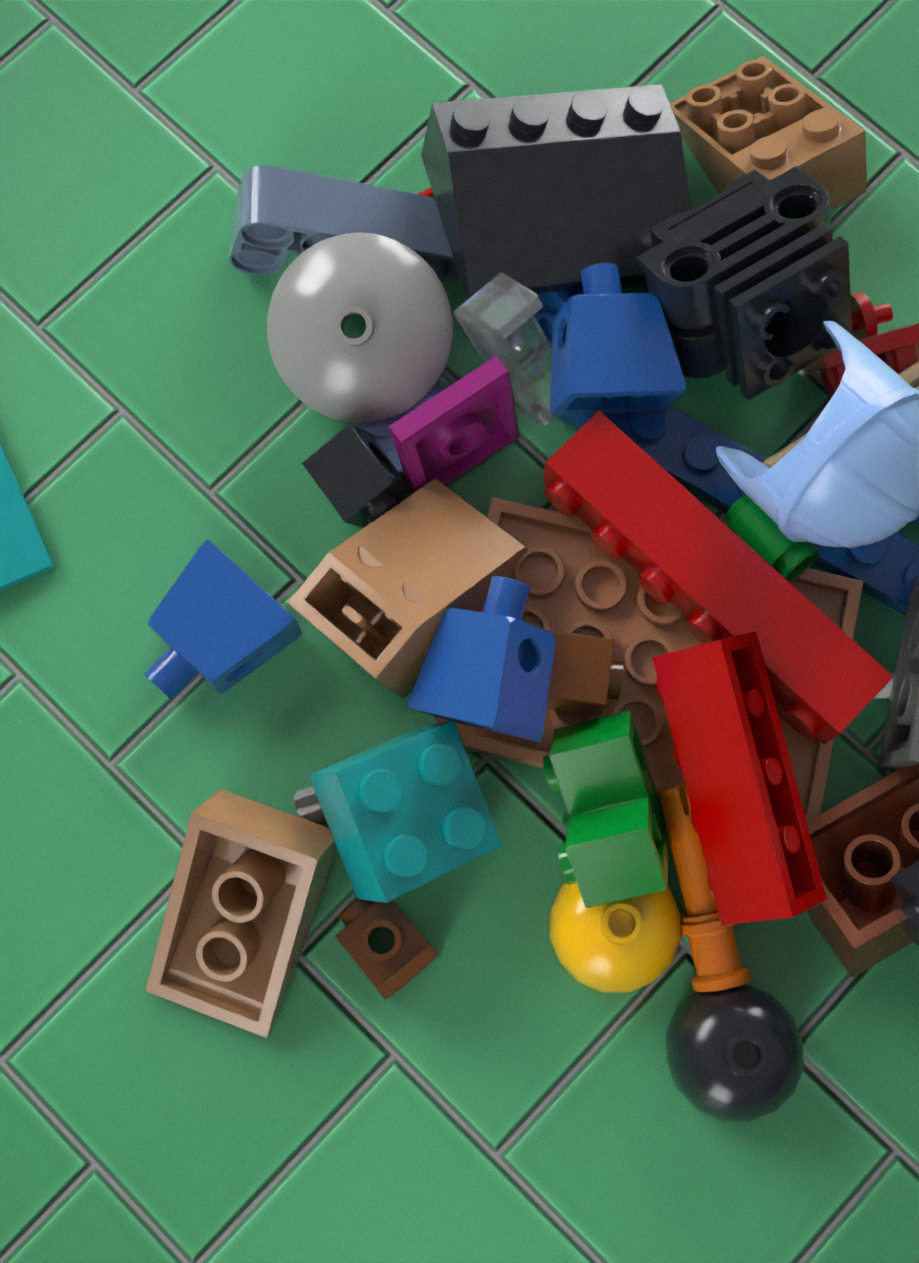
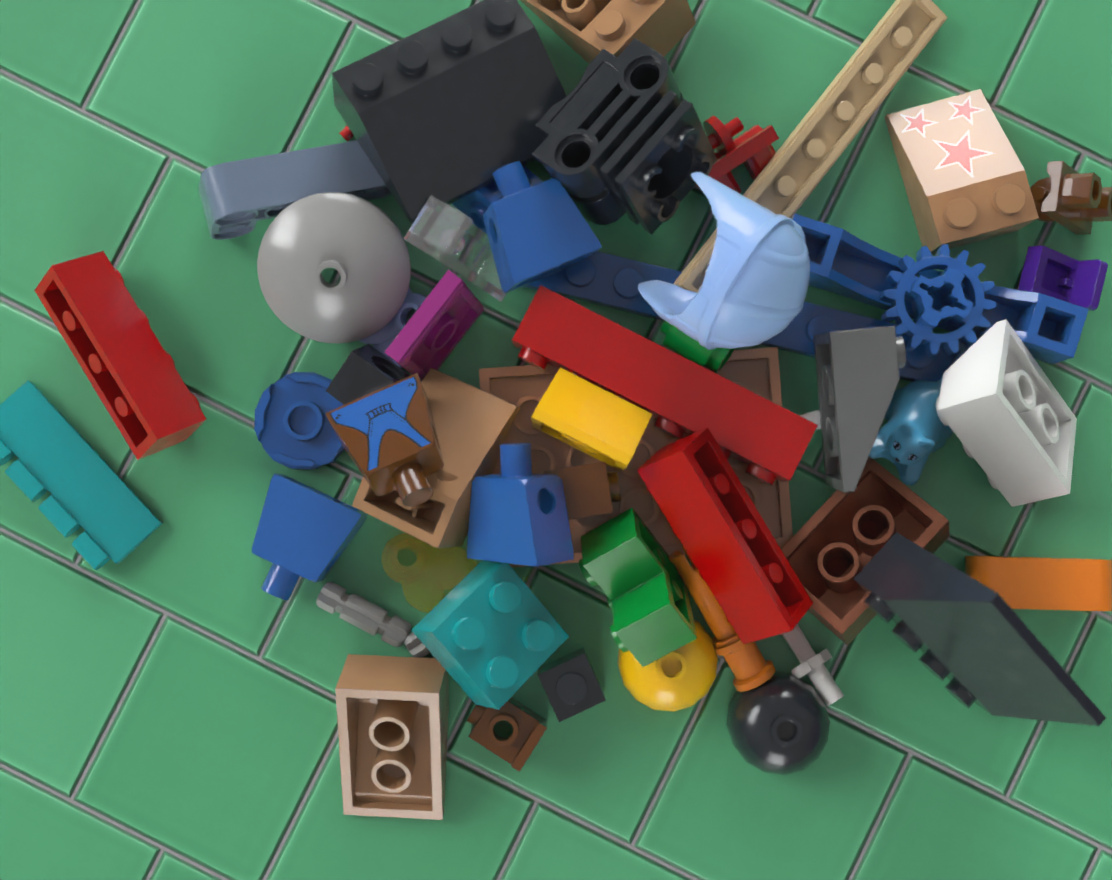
camera: 15 degrees left, 10 degrees up
(78, 354) = (120, 353): none -> red brick
(255, 748) = (363, 614): none -> light grey axle
(263, 500) = (294, 422): none -> blue tile
(360, 720) = (430, 574): none -> clear yellow plate
(362, 531) = (392, 439): none -> reddish brown torso
(486, 911) = (571, 684): none -> black brick
(608, 587) = (590, 419): none -> yellow slope
(797, 988) = (813, 666): none -> white piece

